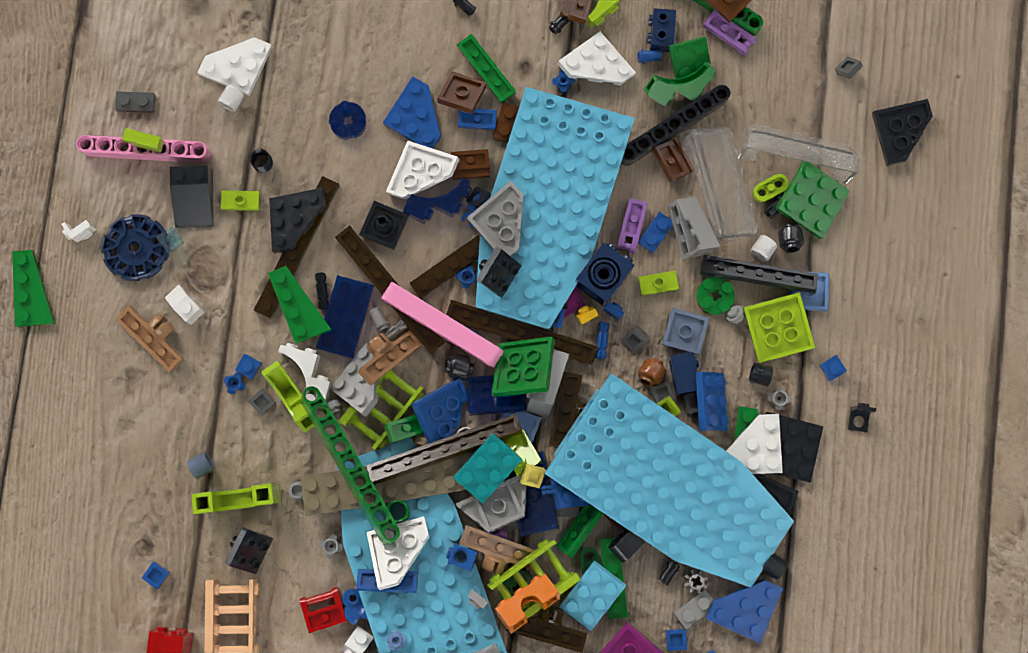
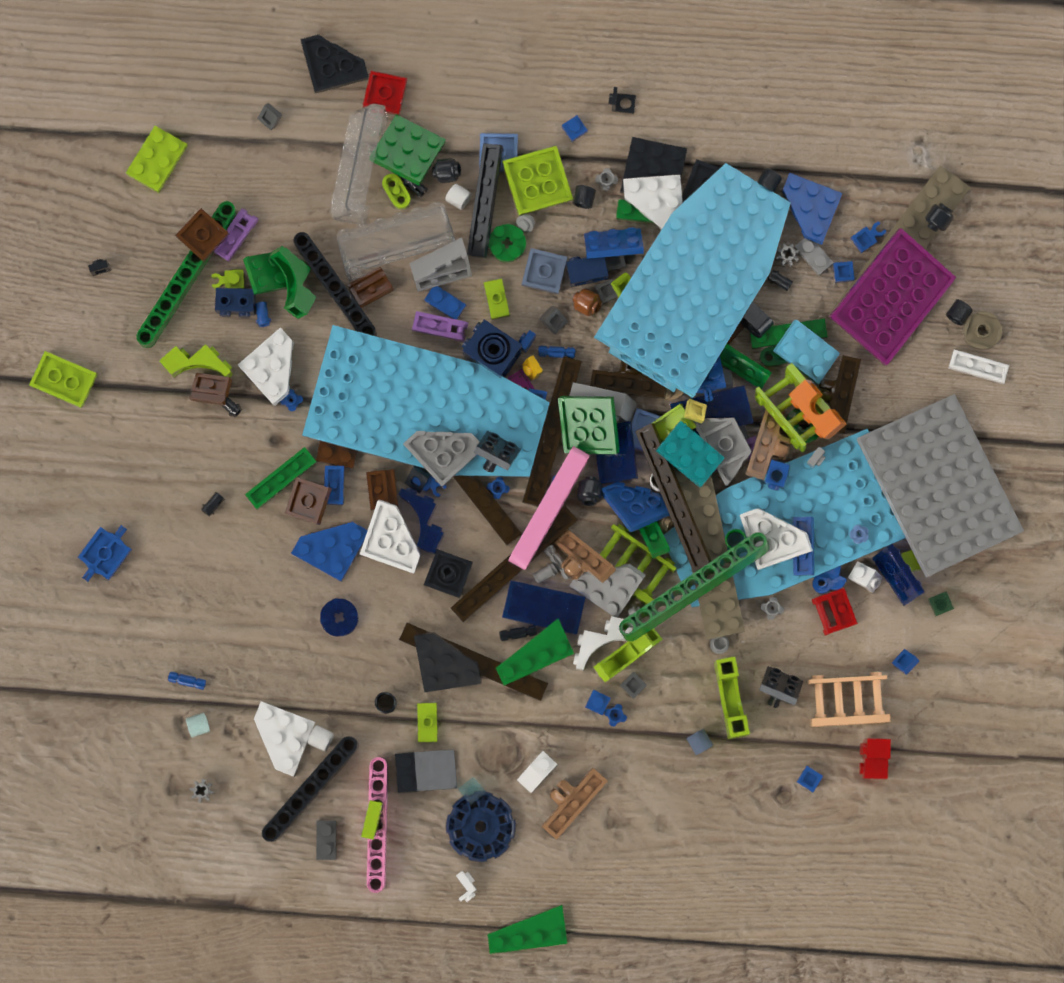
camera: 85 degrees left, 0 degrees up
(176, 81) = (301, 792): none -> black beam
(684, 29) = (232, 279): none -> lime plate
(872, 181) = (385, 91): none -> red plate

